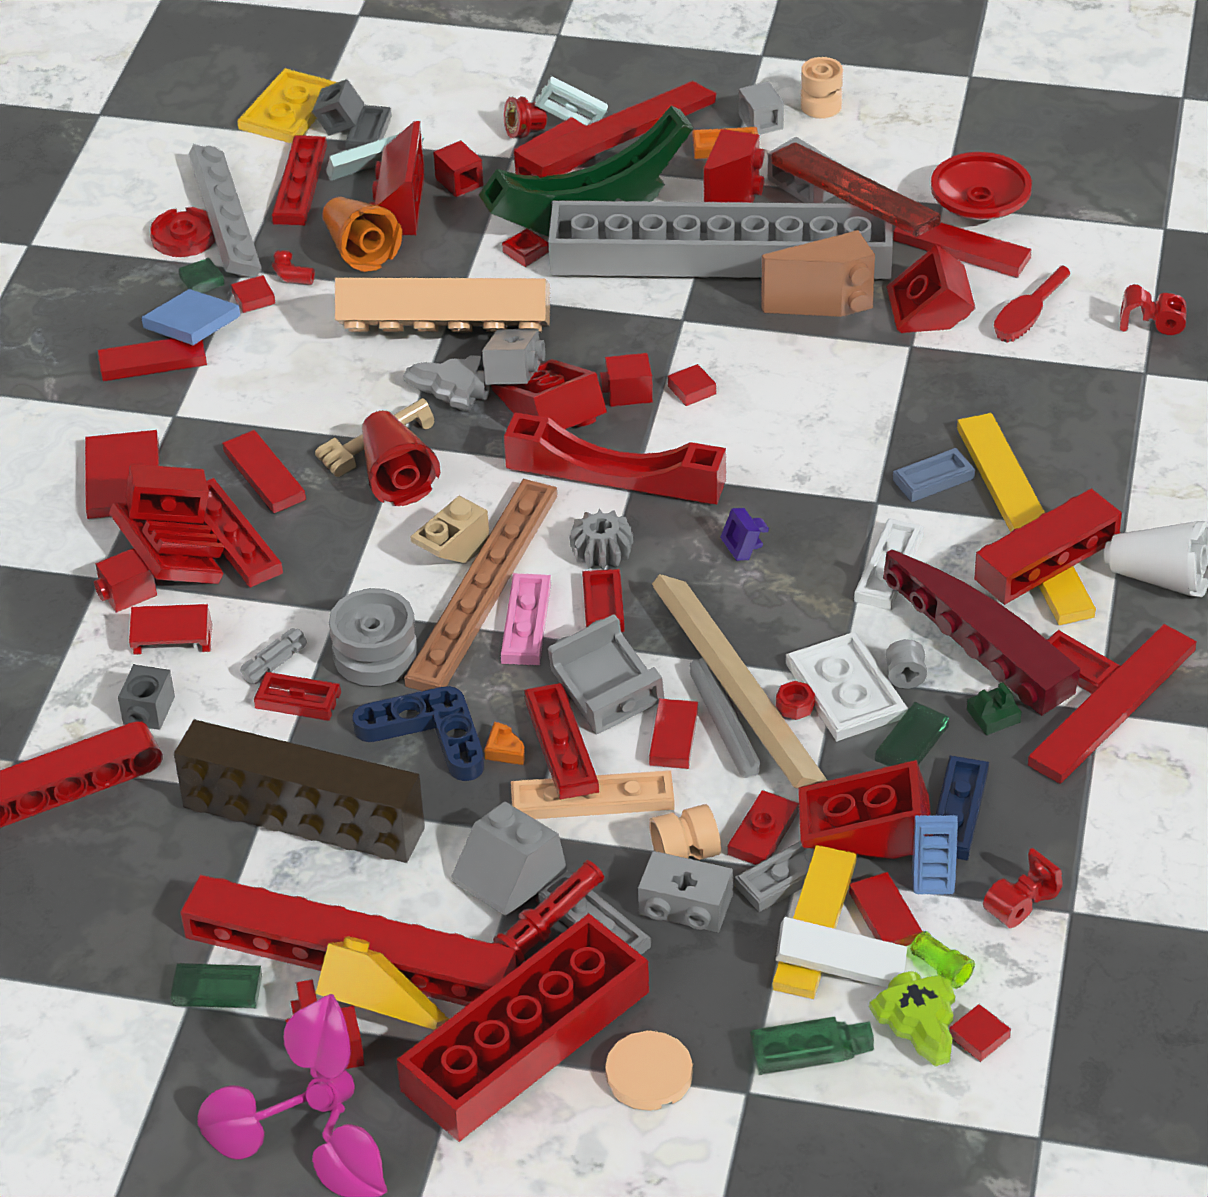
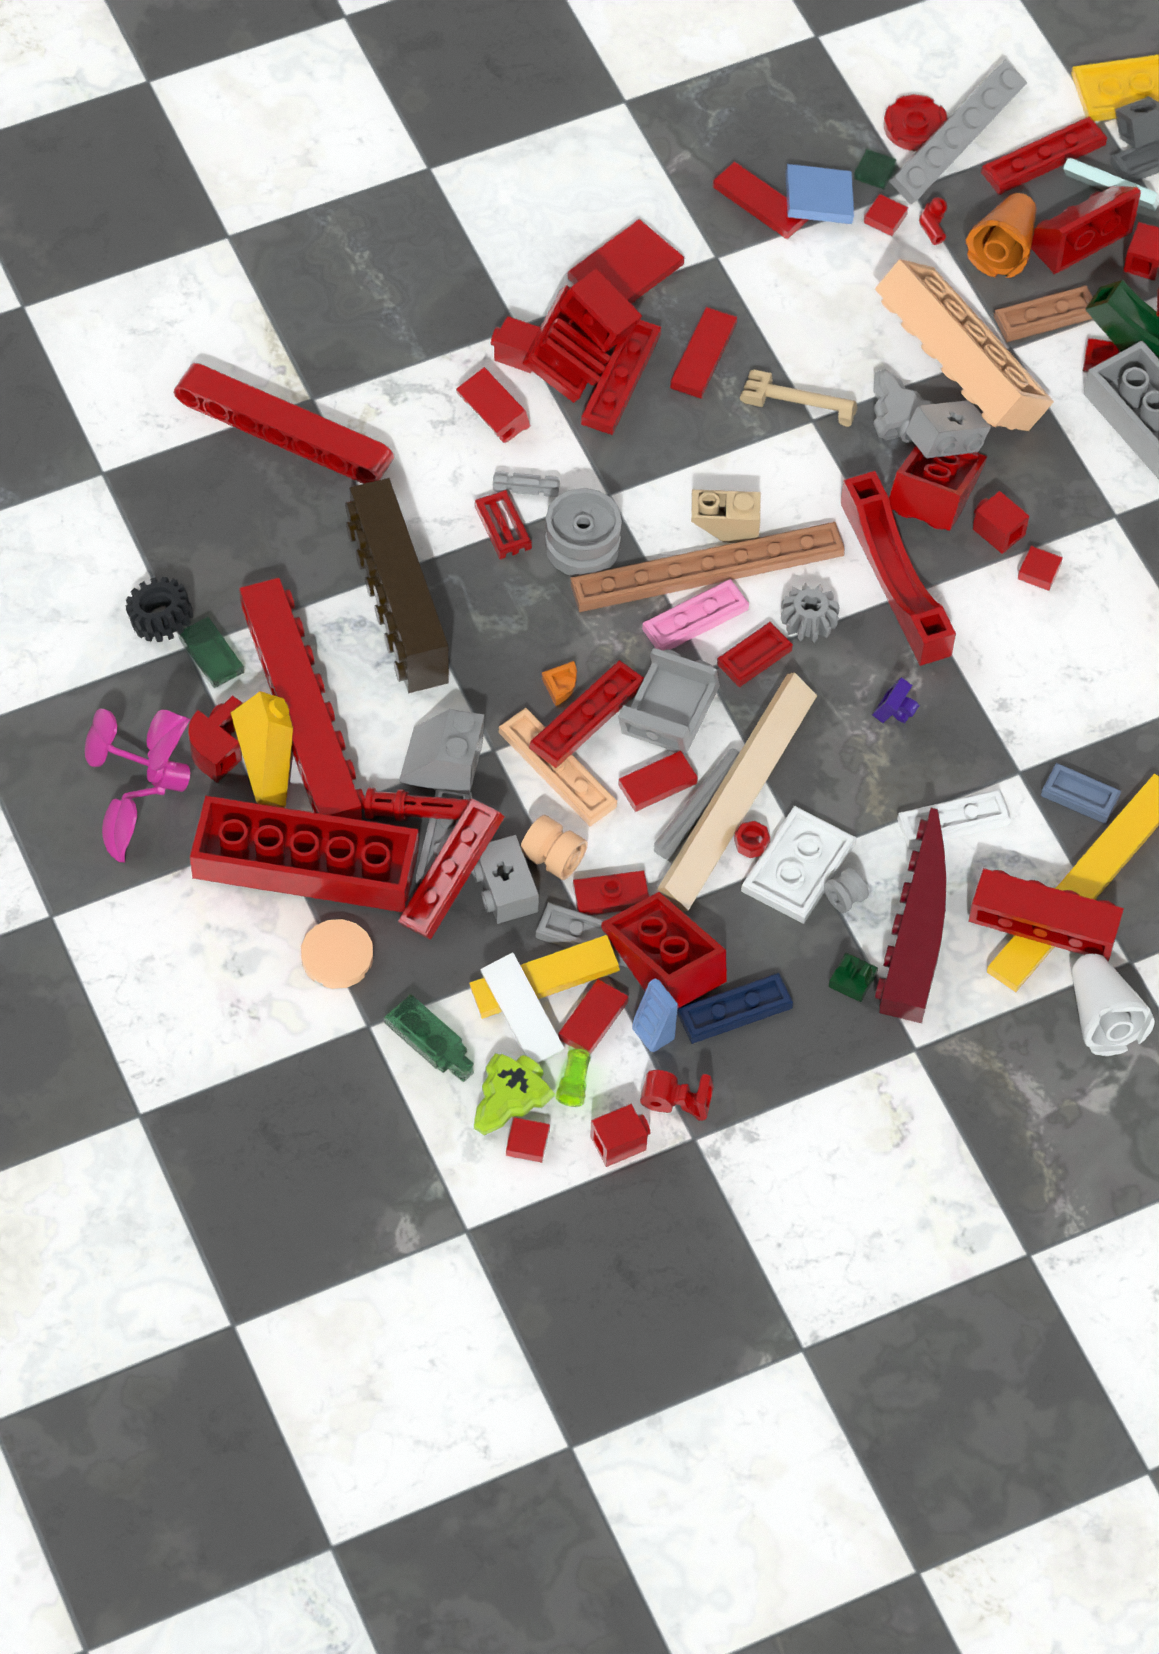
camera: 50 degrees right, 15 degrees up
(122, 980) = (163, 622): none -> black tyre
(146, 696) = (430, 434): dark grey brick -> none
(397, 460) = (772, 426): red cone -> none
(439, 718) = (549, 622): dark blue beam -> none
(453, 249) = (1043, 314): none -> nougat tile
(645, 920) = (451, 869): none -> tile
(912, 736) = (780, 939): clear green tile -> none
(1033, 956) = (619, 1134): none -> red brick
(1093, 666) = (952, 1006): red tile -> none
(1111, 704) = (928, 1053): red tile -> none

